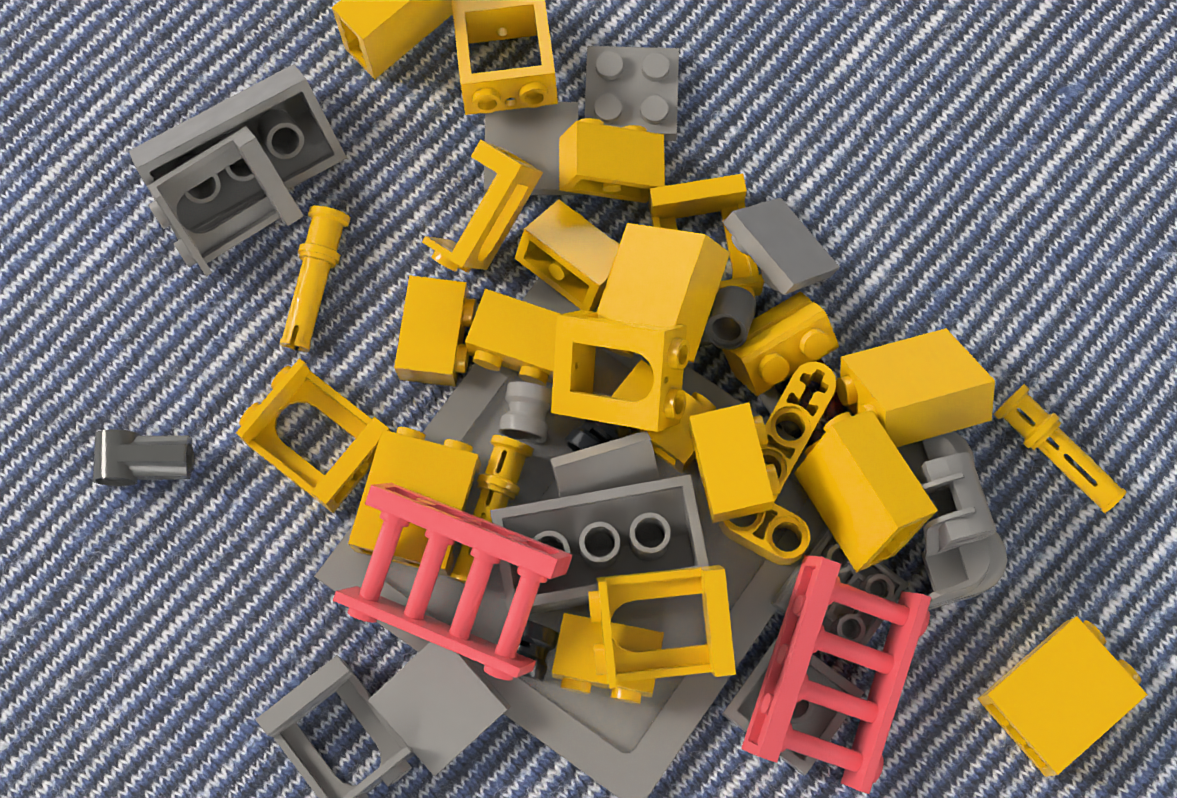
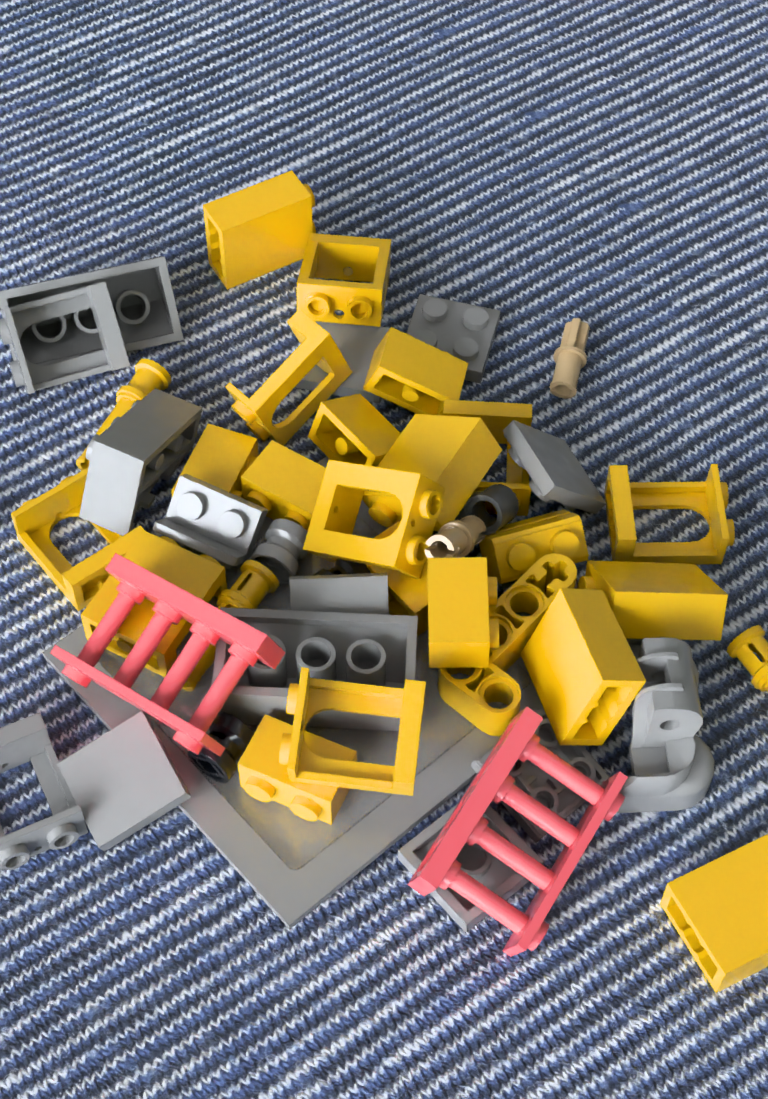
camera: 10 degrees right, 20 degrees down
(346, 331) = (133, 456): none -> light grey wedge
(446, 397) = (212, 521): none -> light grey bracket
(707, 374) = (456, 538): none -> tan pin
(766, 93) = (570, 359): none -> tan axle
(938, 235) = (703, 497): none -> yellow panel

